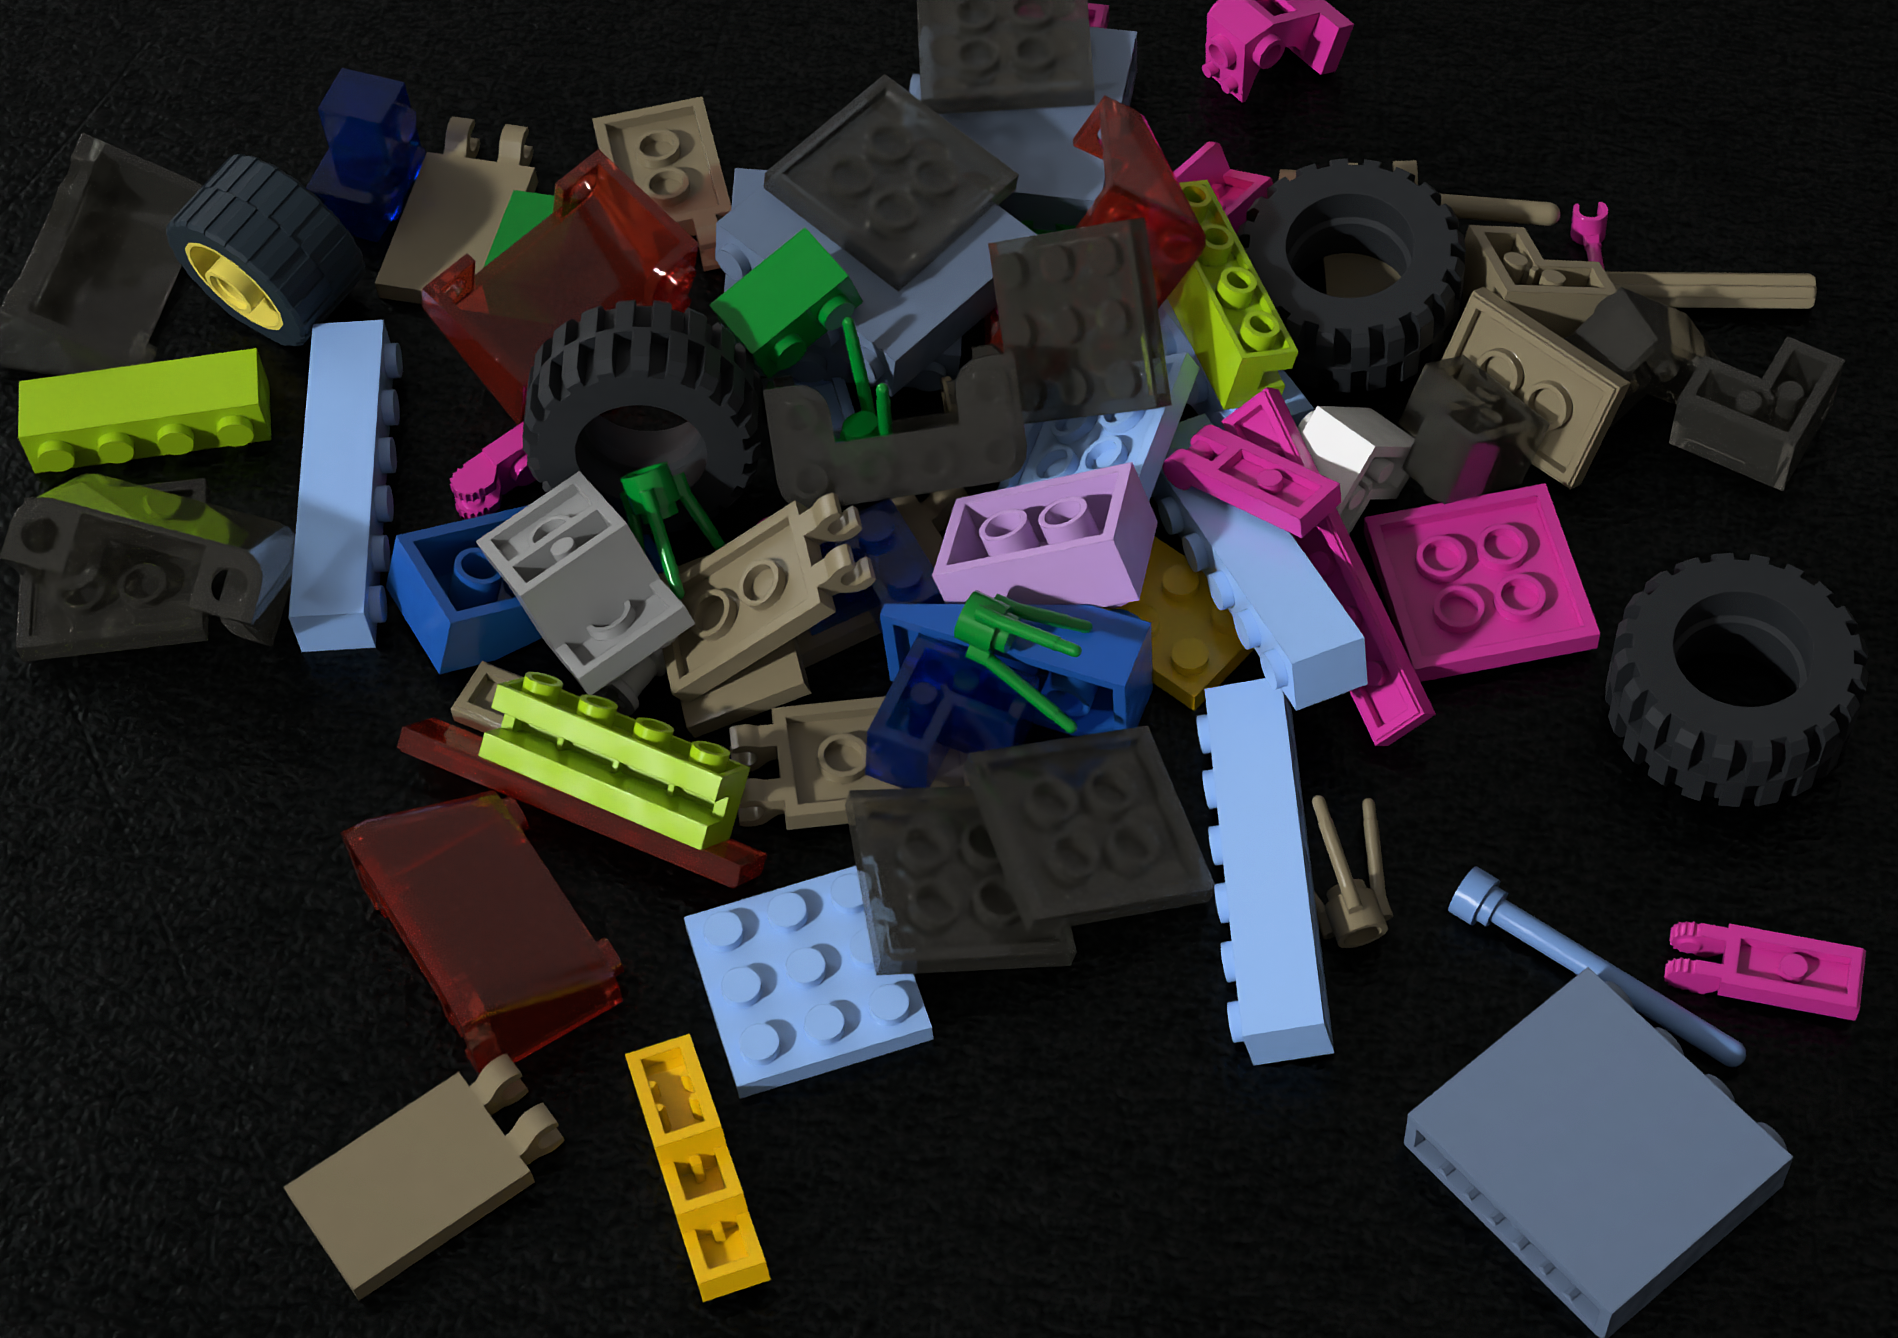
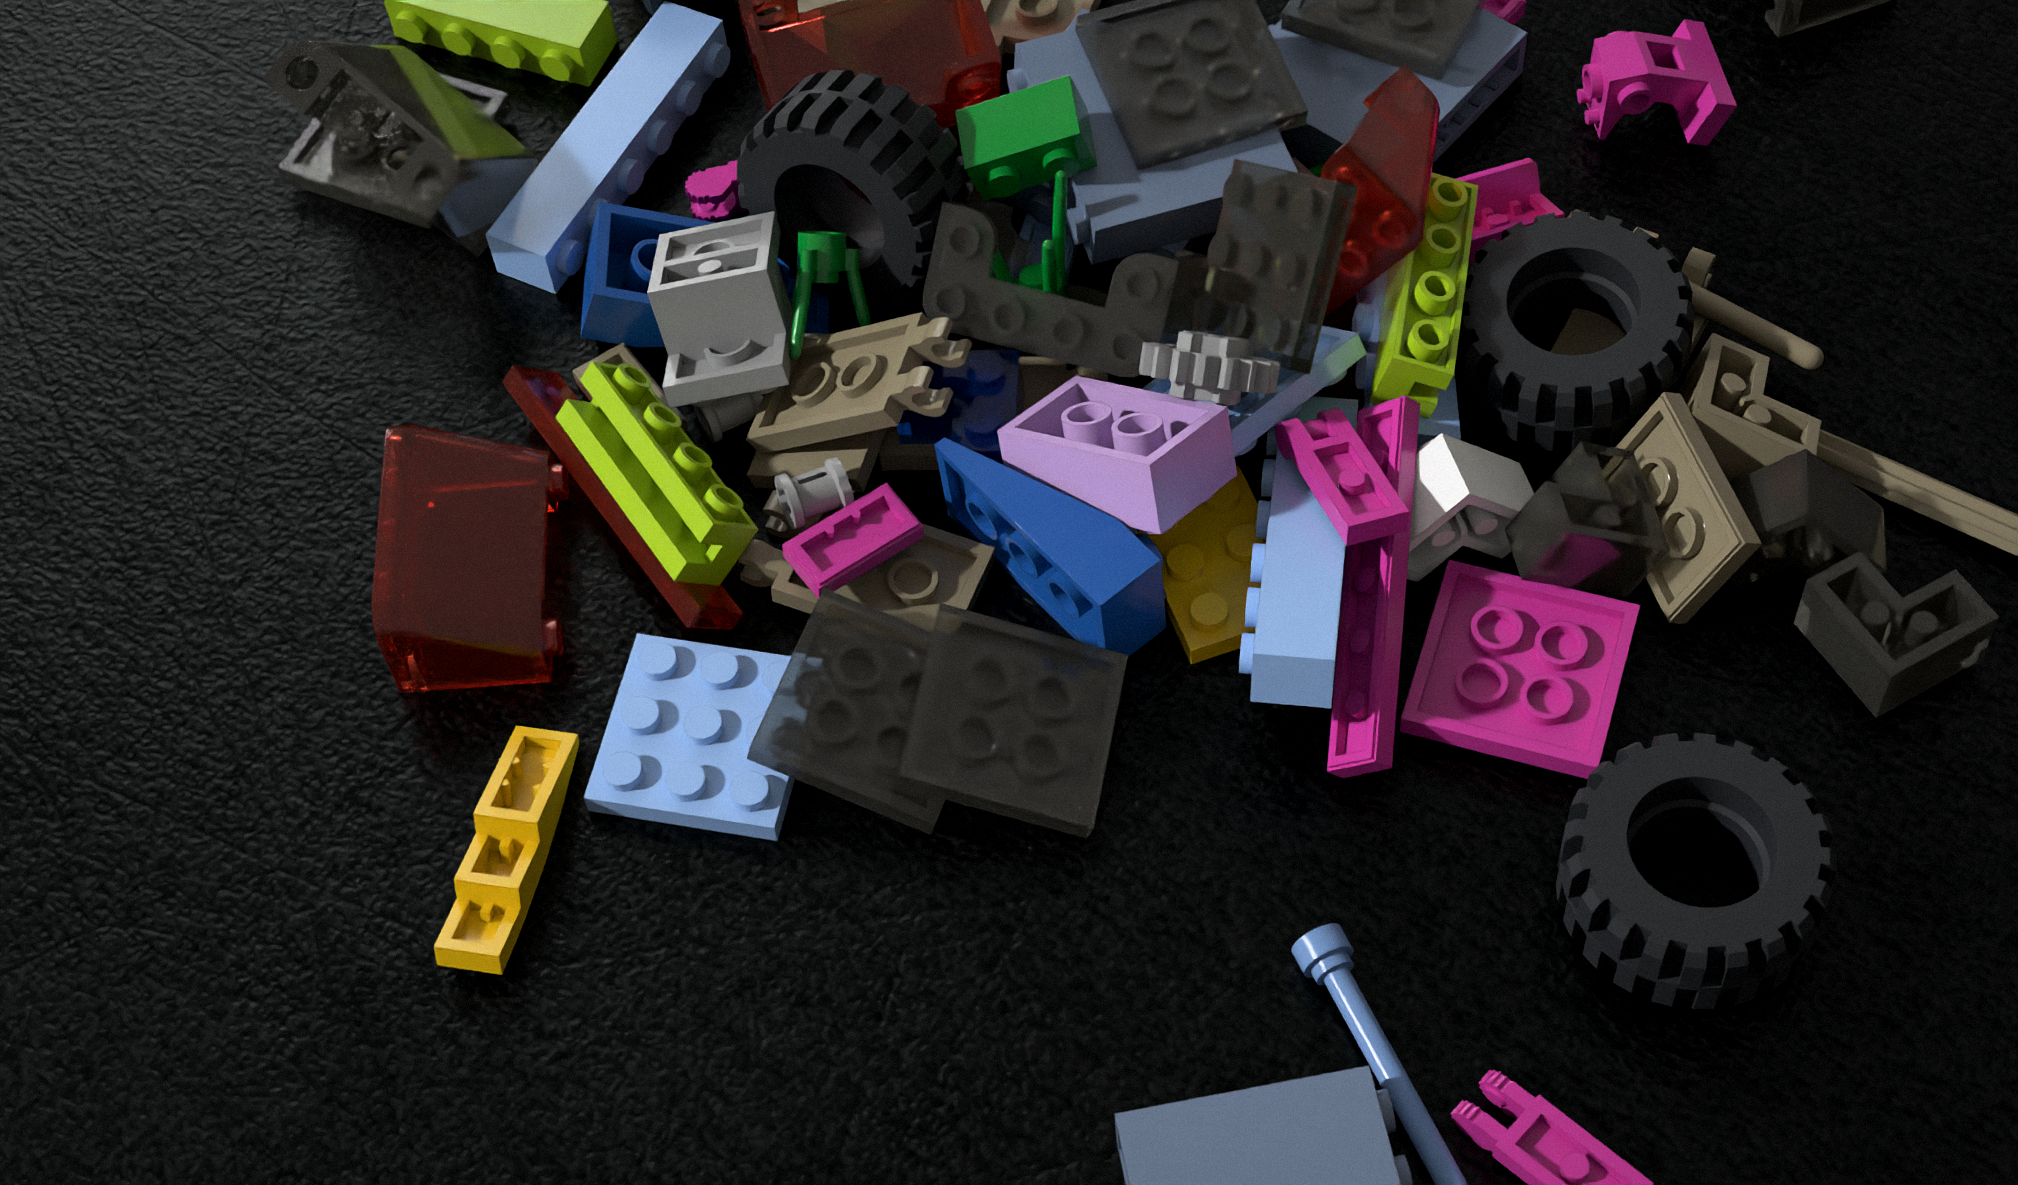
camera: 30 degrees right, 0 degrees up
(423, 1175) = (299, 746): dark tan tile -> none
(779, 711) = (813, 492): none -> light grey bush
(836, 740) = (853, 540): none -> dark pink plate
(941, 705) = (947, 548): clear blue brick -> none
(994, 624) = (1014, 499): green plant -> none
(1089, 435) = (1209, 367): none -> light grey gear
(1266, 872) = (1142, 839): light blue brick -> none
(1353, 912) = (1201, 908): dark tan plant -> none
(1590, 231) = (1848, 394): dark pink hand -> none

